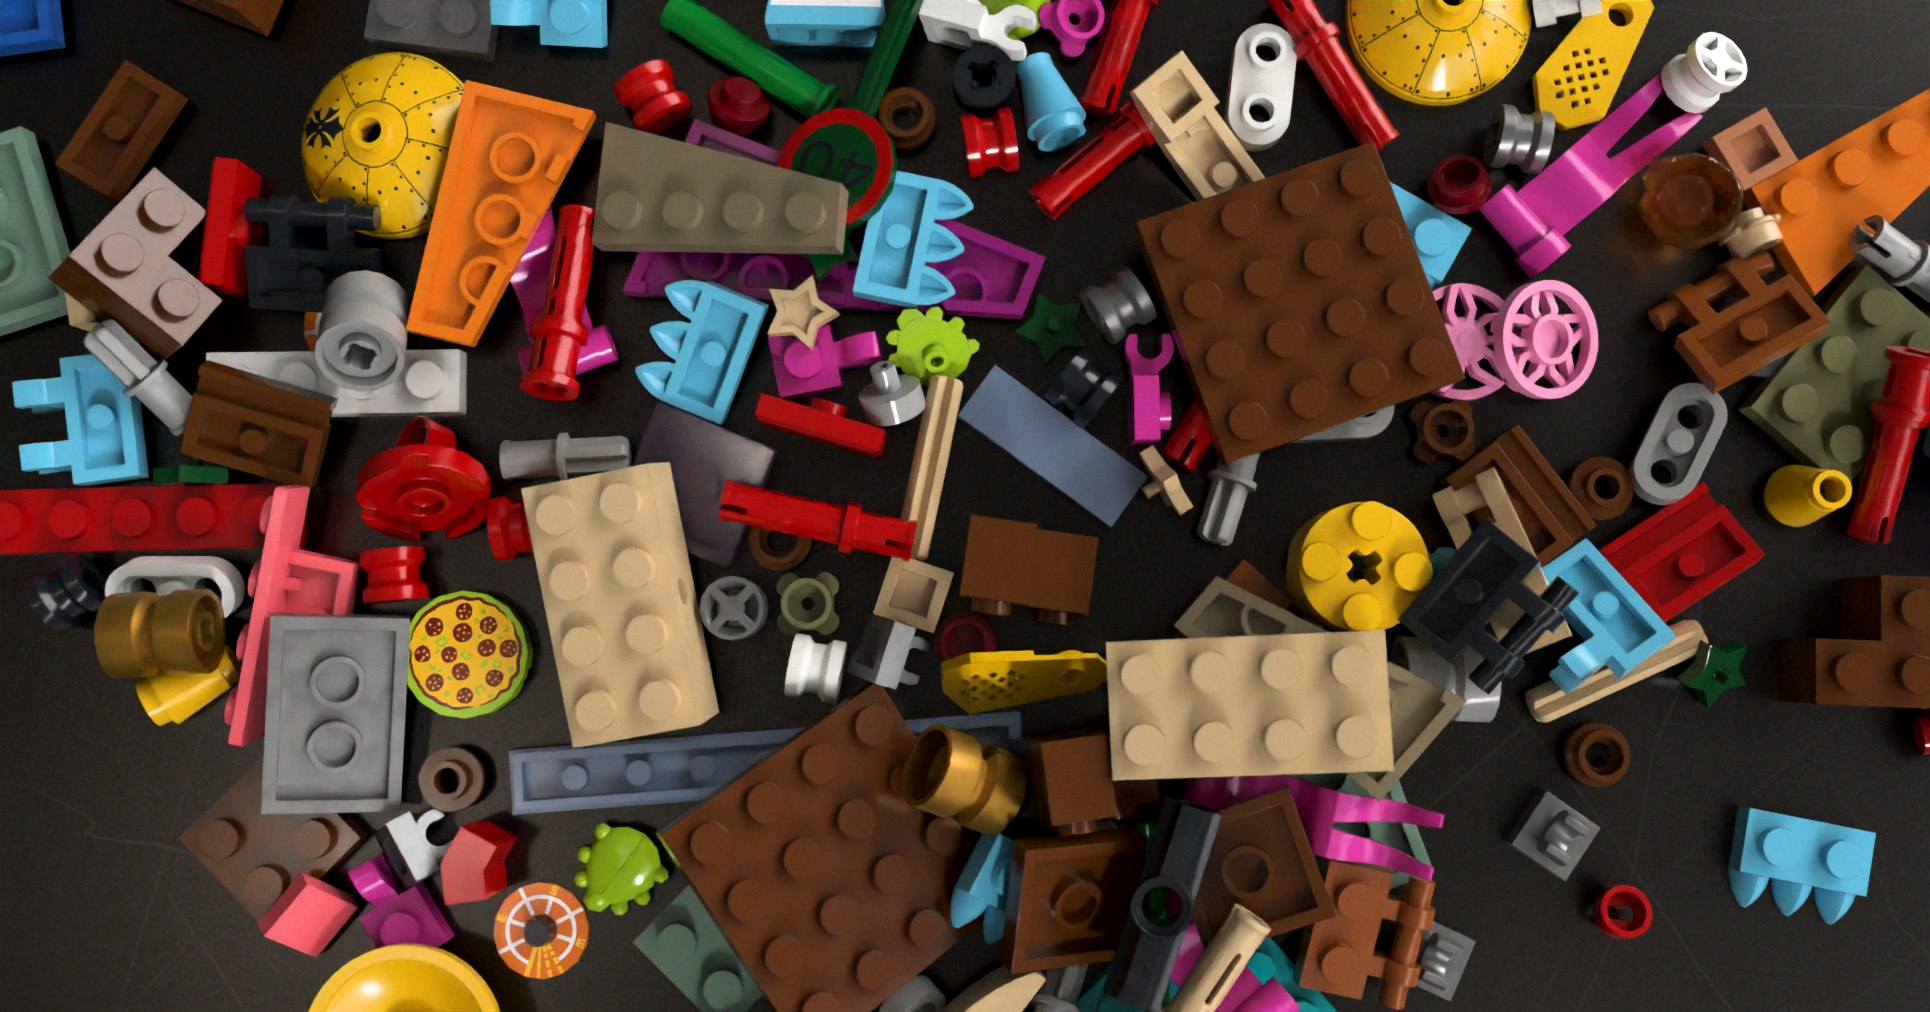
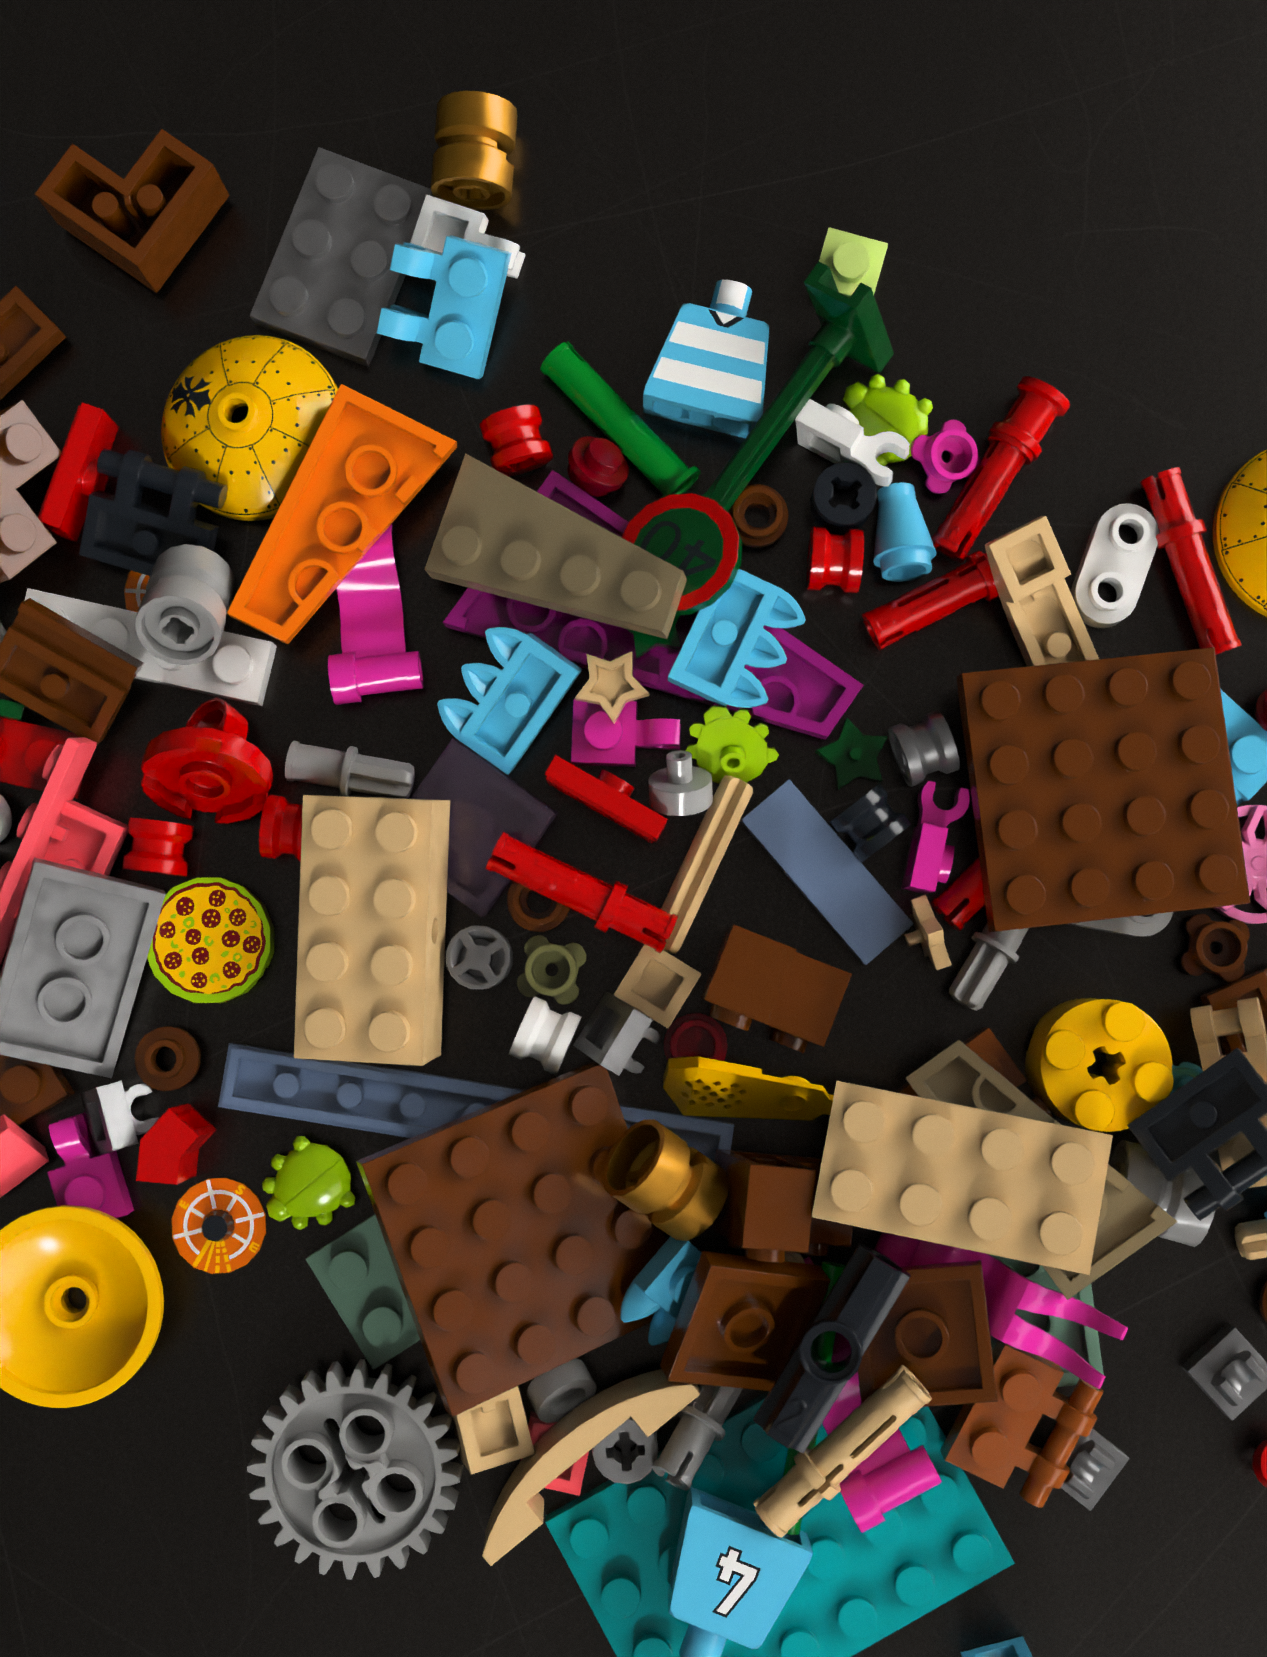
camera: 20 degrees right, 0 degrees up
(560, 330) = (375, 647): red pin -> none

